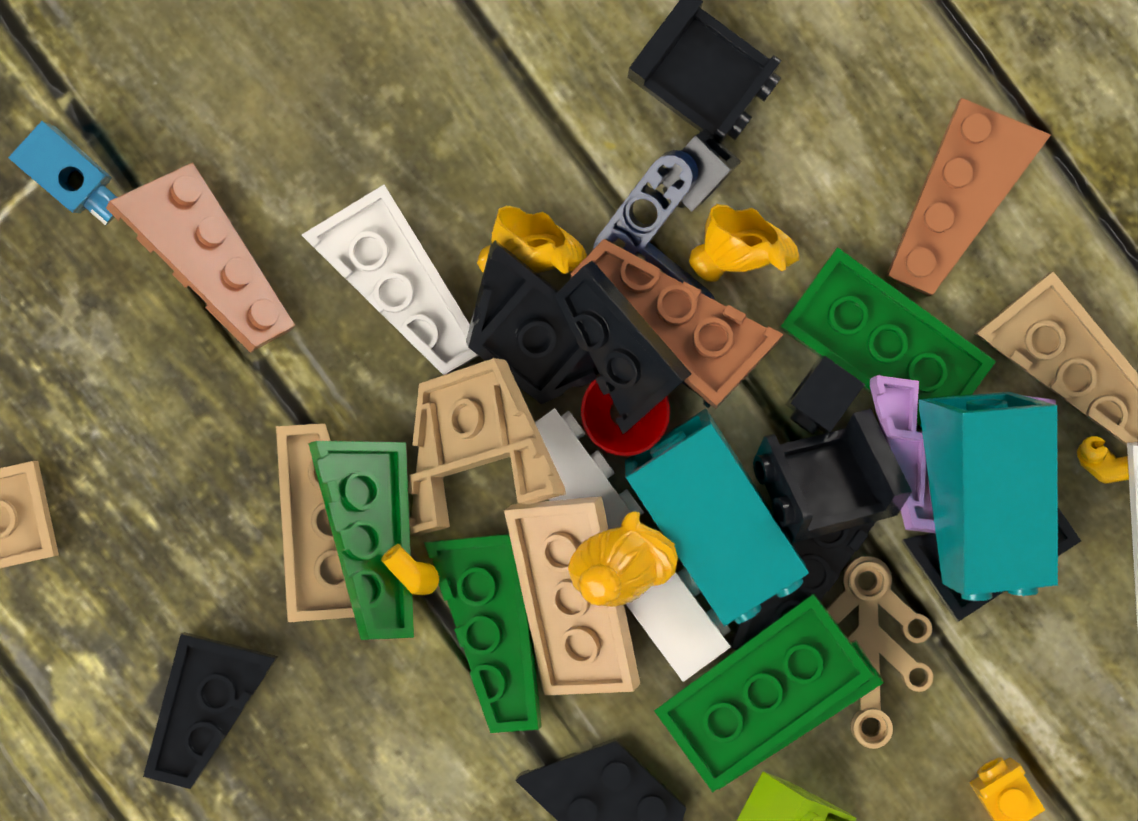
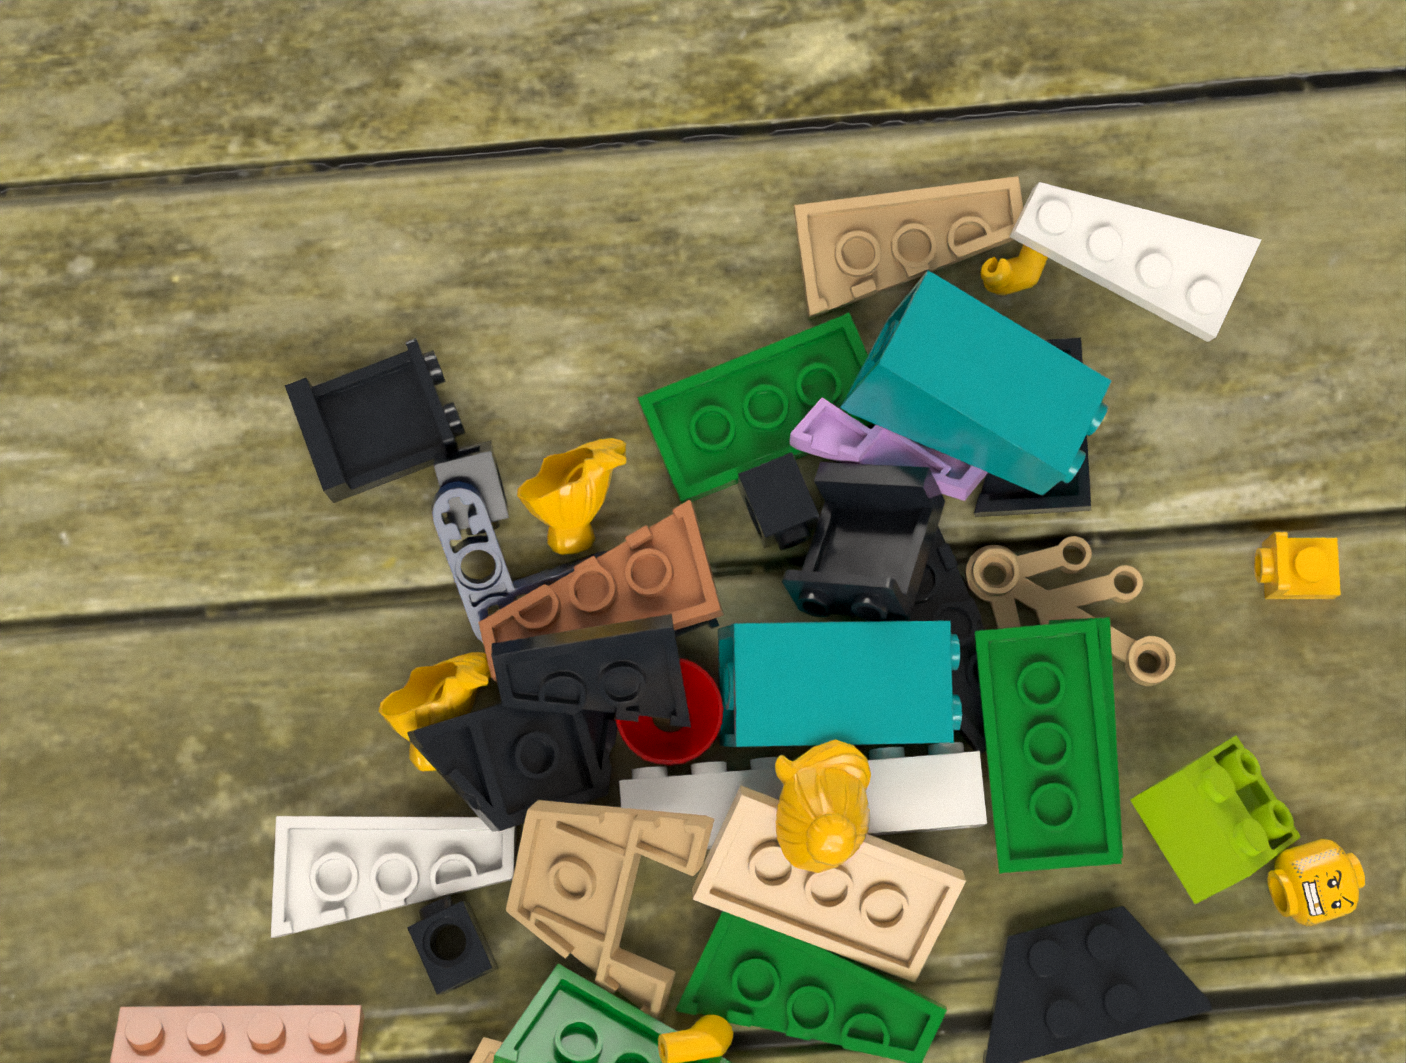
camera: 55 degrees left, 10 degrees down
(351, 368) = (471, 964): none -> black brick
(965, 185) = (655, 239): nougat wing -> none

